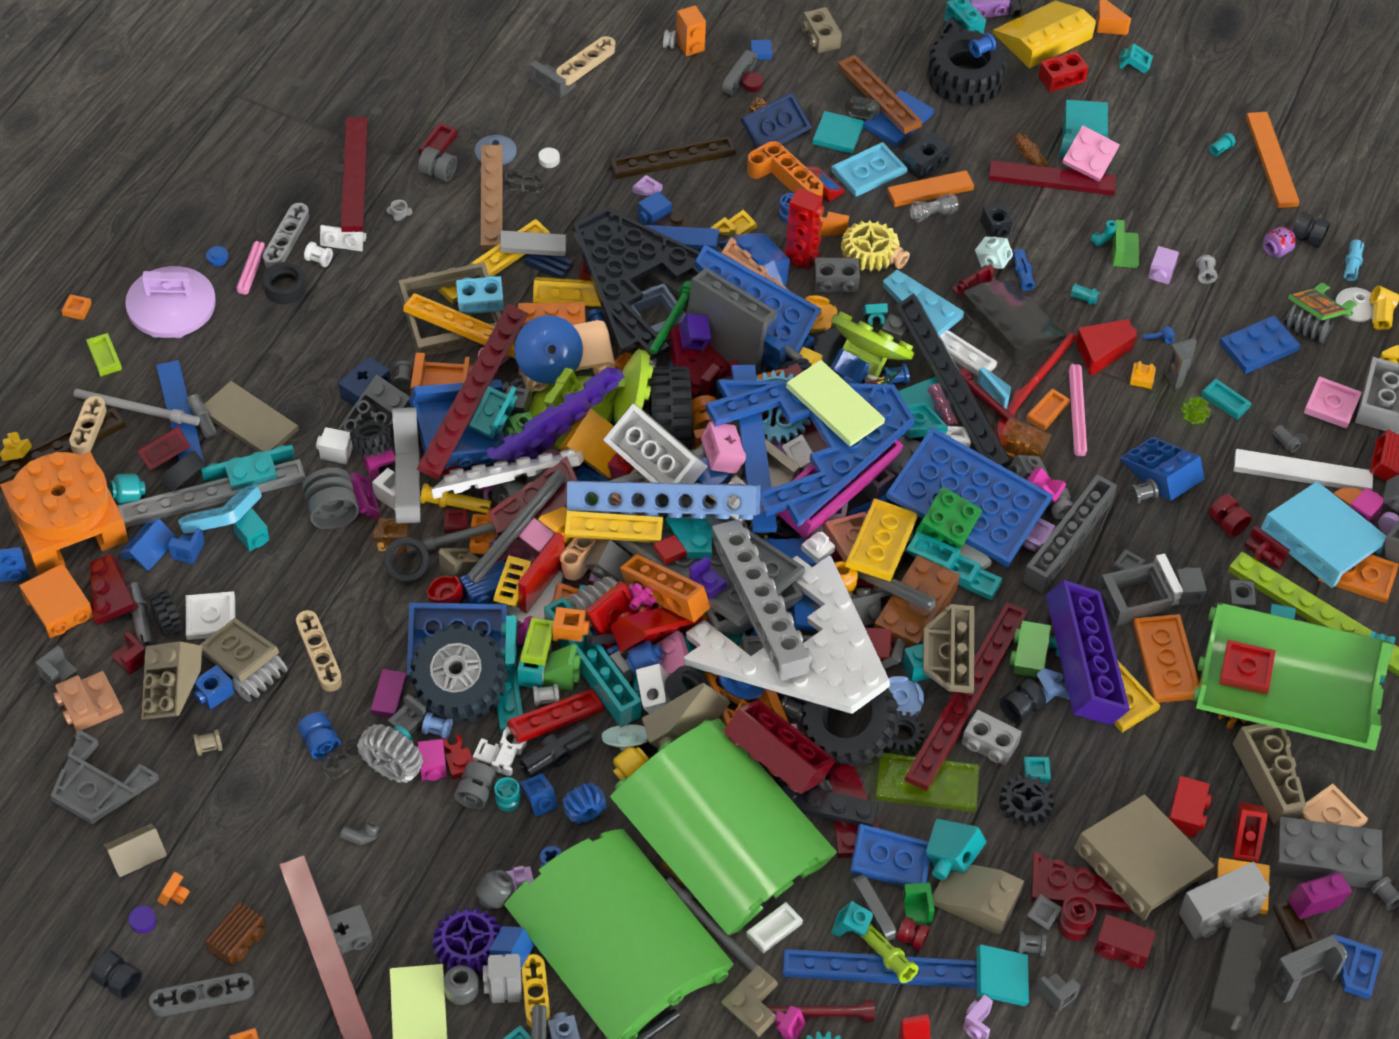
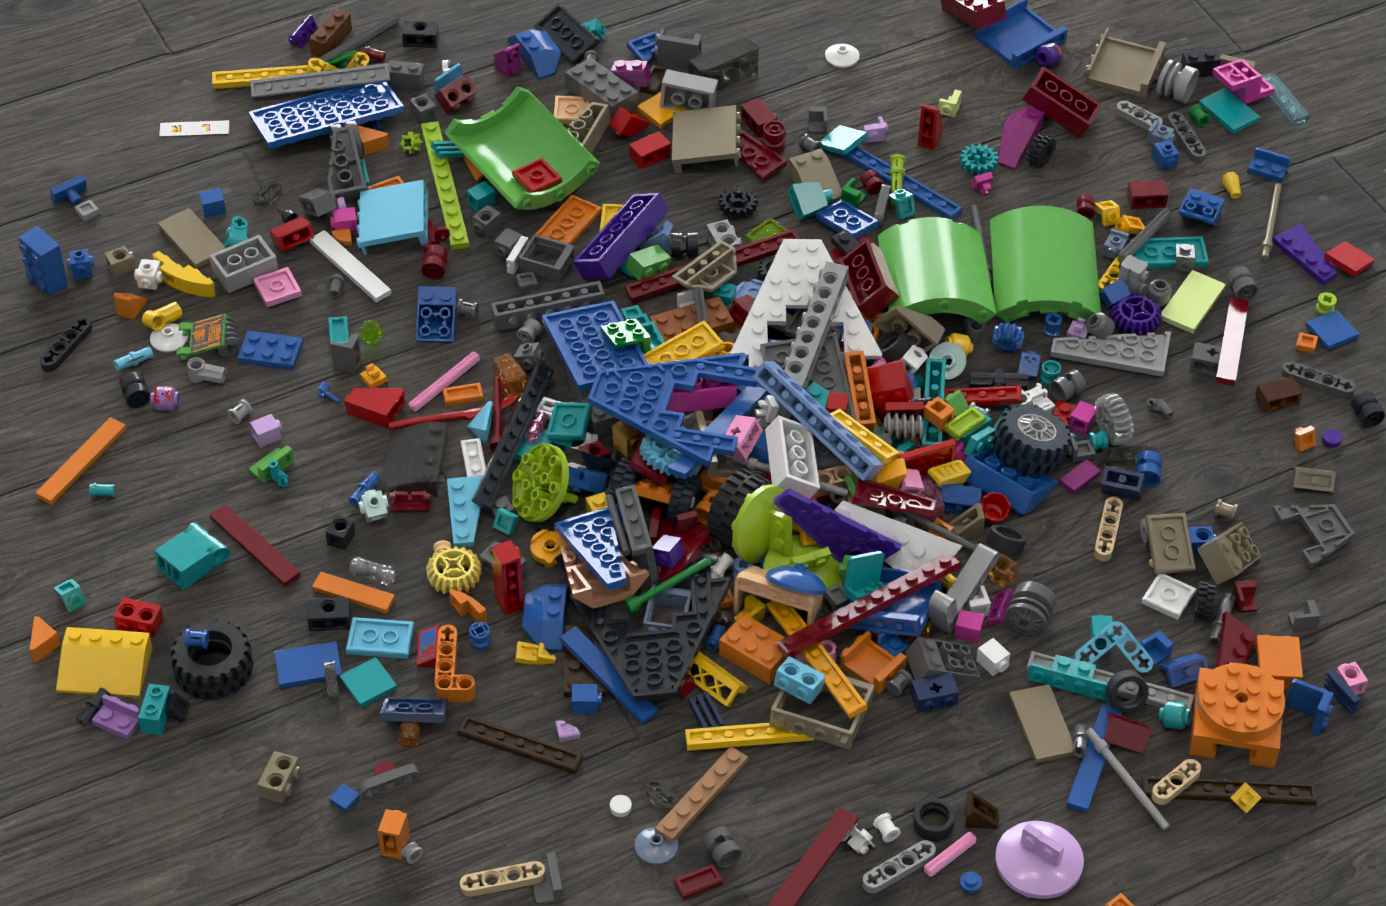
camera: 140 degrees left, 5 degrees down
(87, 700) = (1293, 584): nougat plate -> none
(104, 354) = (1123, 849): lime tile -> none
(248, 306) = (980, 813): none -> dark brown slope
(334, 695) = (1123, 483): none -> dark blue brick
(372, 438) = (969, 613): black tyre -> none
(399, 210) = (786, 826): light grey plate -> none
(450, 880) = (1120, 351): none -> light grey wing
(516, 526) = (921, 489): dark grey axle -> none
(532, 243) = (710, 722): light grey tile -> none
(640, 596) = (878, 404): dark pink plant -> none
(704, 575) = (834, 365): dark purple bracket -> none
(746, 1001) = (996, 203): dark tan plate -> none
(835, 403) = (644, 402): yellowish green tile -> none
(864, 1010) = (934, 169): dark red piece -> none
(875, 89) = (305, 683): dark orange plate -> none
(1030, 150) = (244, 573): clear orange pin -> none
(1037, 768) = (711, 215): teal tile -> none
(1043, 481) = (534, 332): dark pink panel -> none
(1043, 911) = (786, 151): dark grey tile -> none
(1085, 294) = (341, 444): teal pin -> none
(1090, 153) = (215, 526): bright pink plate -> none
(1284, 282) = (199, 371): none -> light grey piece

